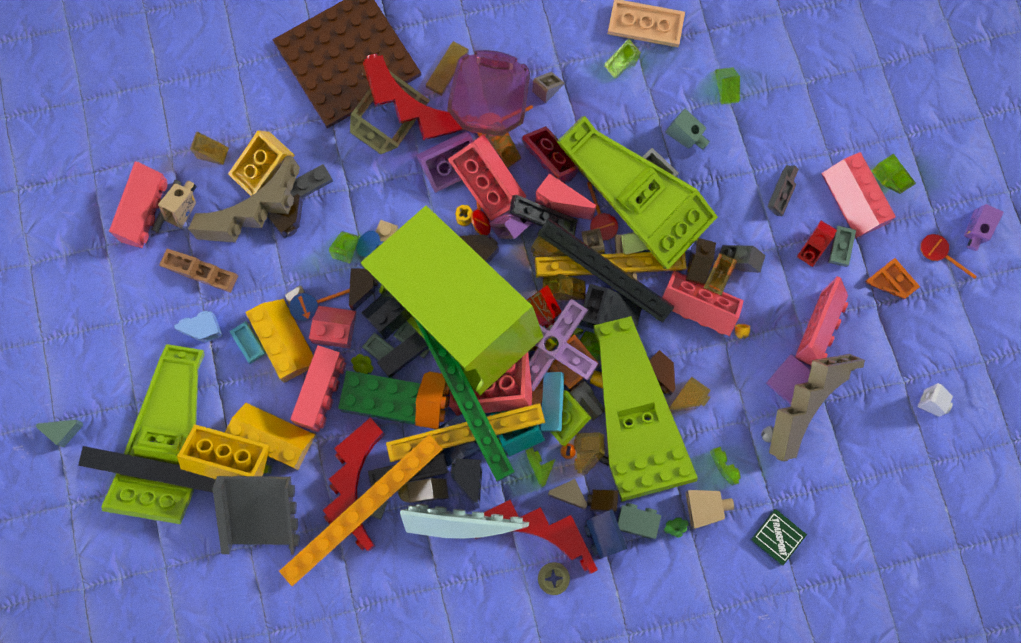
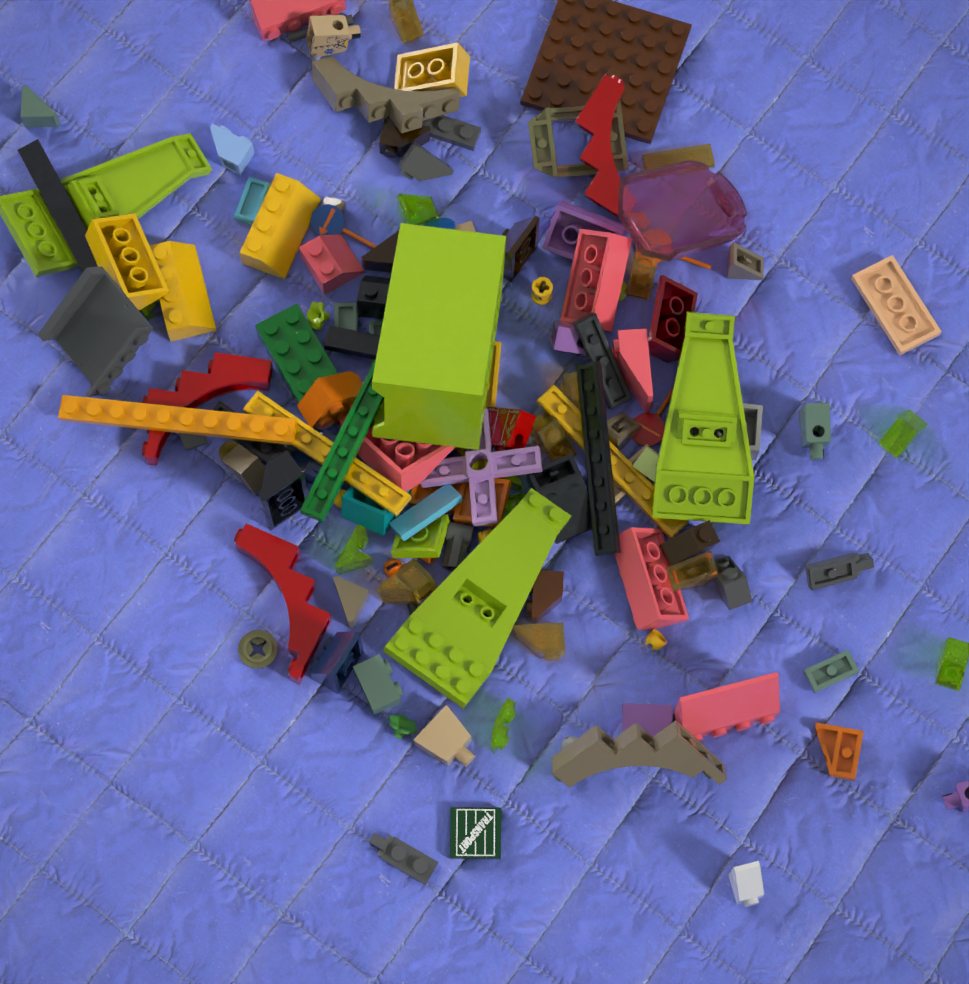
camera: 50 degrees right, 5 degrees down
(198, 270) = (283, 104): medium nougat slope -> none
(318, 218) = (422, 164): none -> dark grey slope
(318, 389) = (259, 294): coral brick -> none
(420, 197) = (520, 245): none -> dark brown slope
(456, 524) = (232, 513): light aqua wedge -> none
(480, 221) = (548, 310): red piece -> none
(482, 245) = (522, 330): dark brown slope -> none
(603, 500) = (372, 635): dark brown slope -> none
(624, 57) = (834, 310): clear neon green slope -> none
(761, 593) = (404, 857): none -> dark grey hinge
(817, 243) = (811, 643): red slope -> none
(858, 195) = (899, 647): coral slope -> none
(936, 248) = (915, 769): red piece -> none

